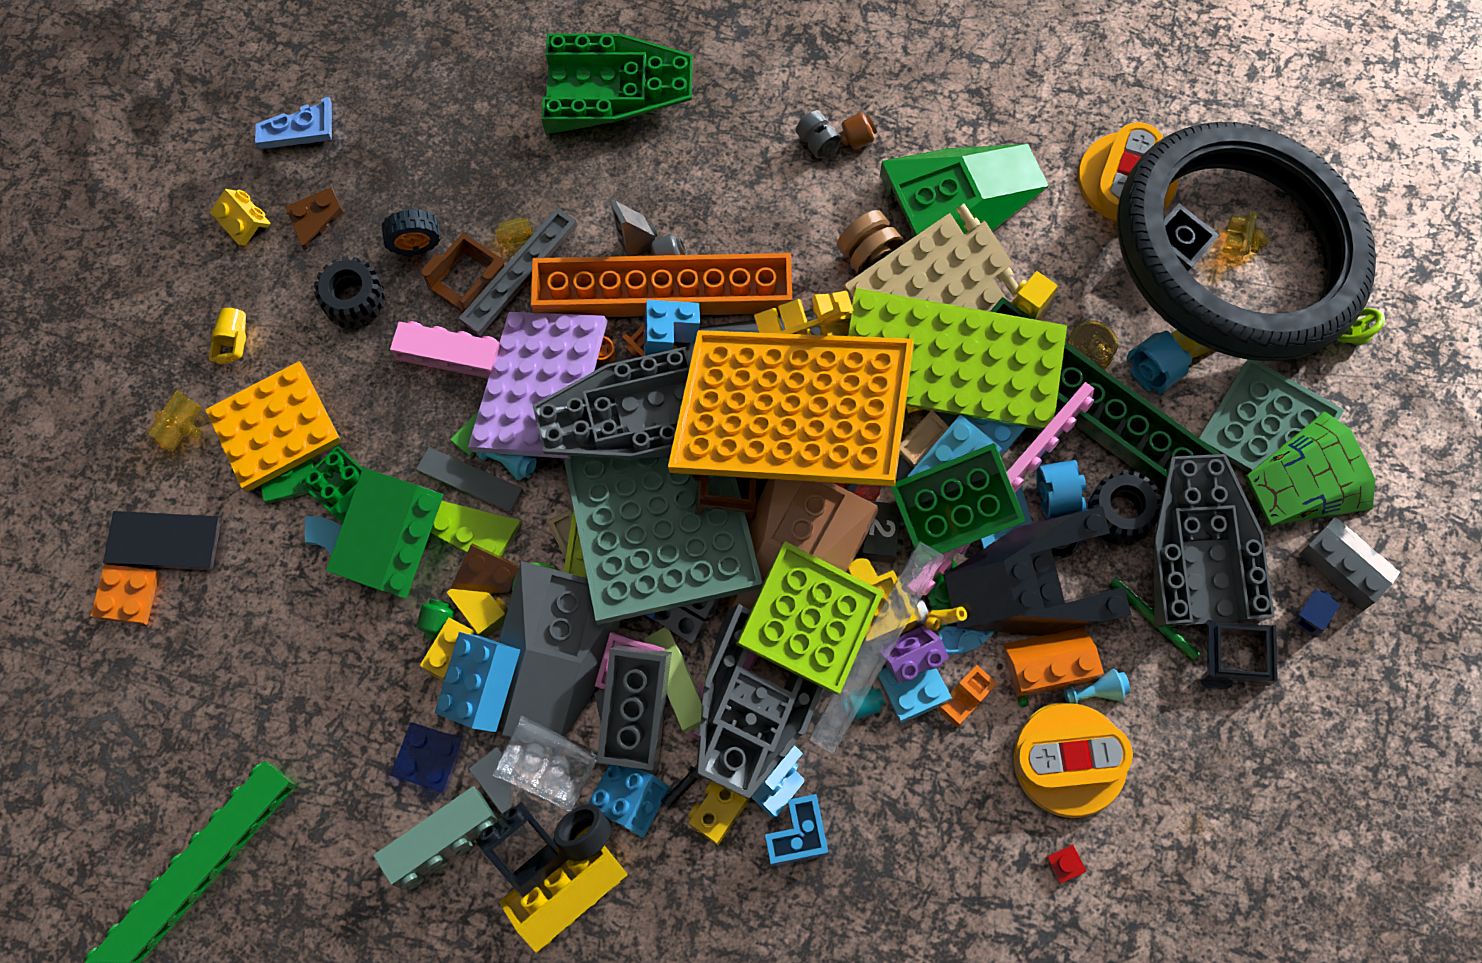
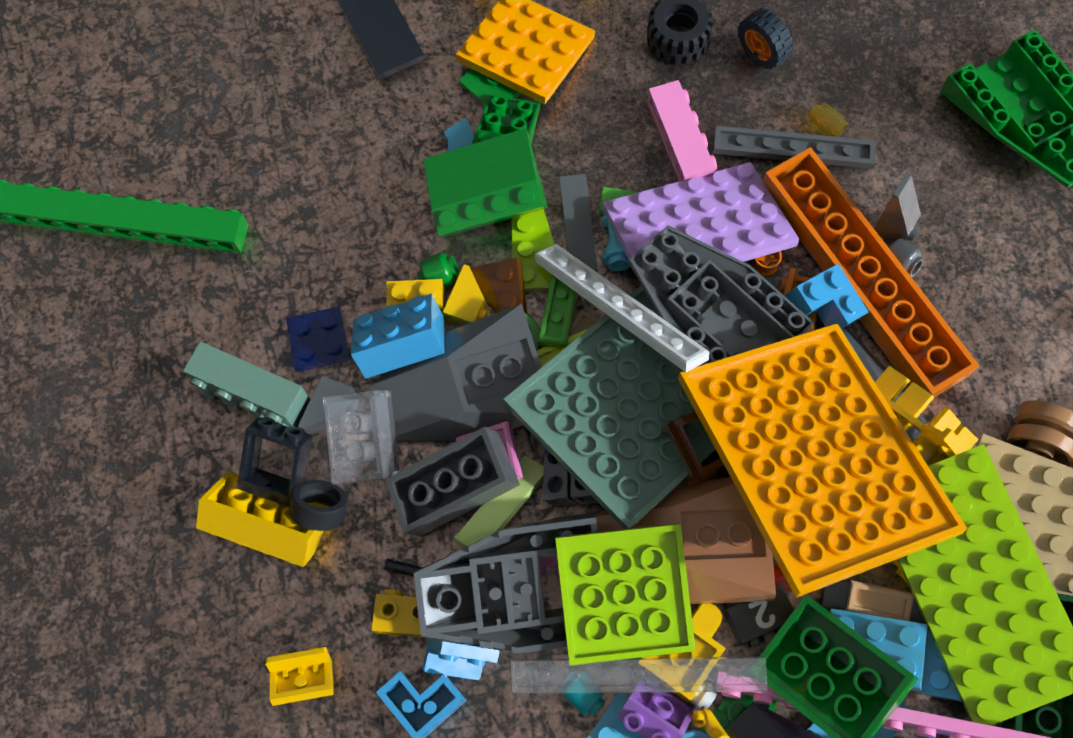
camera: 60 degrees right, 0 degrees up
(125, 594) = (323, 32): orange plate -> none
(441, 265) = (750, 82): reddish brown piece -> none
(538, 536) = (557, 315): none -> bright green tile
(574, 484) = (623, 308): none -> white tile
(629, 797) = (372, 529): dark azure bracket -> none
(717, 926) = (300, 675): none -> yellow bracket

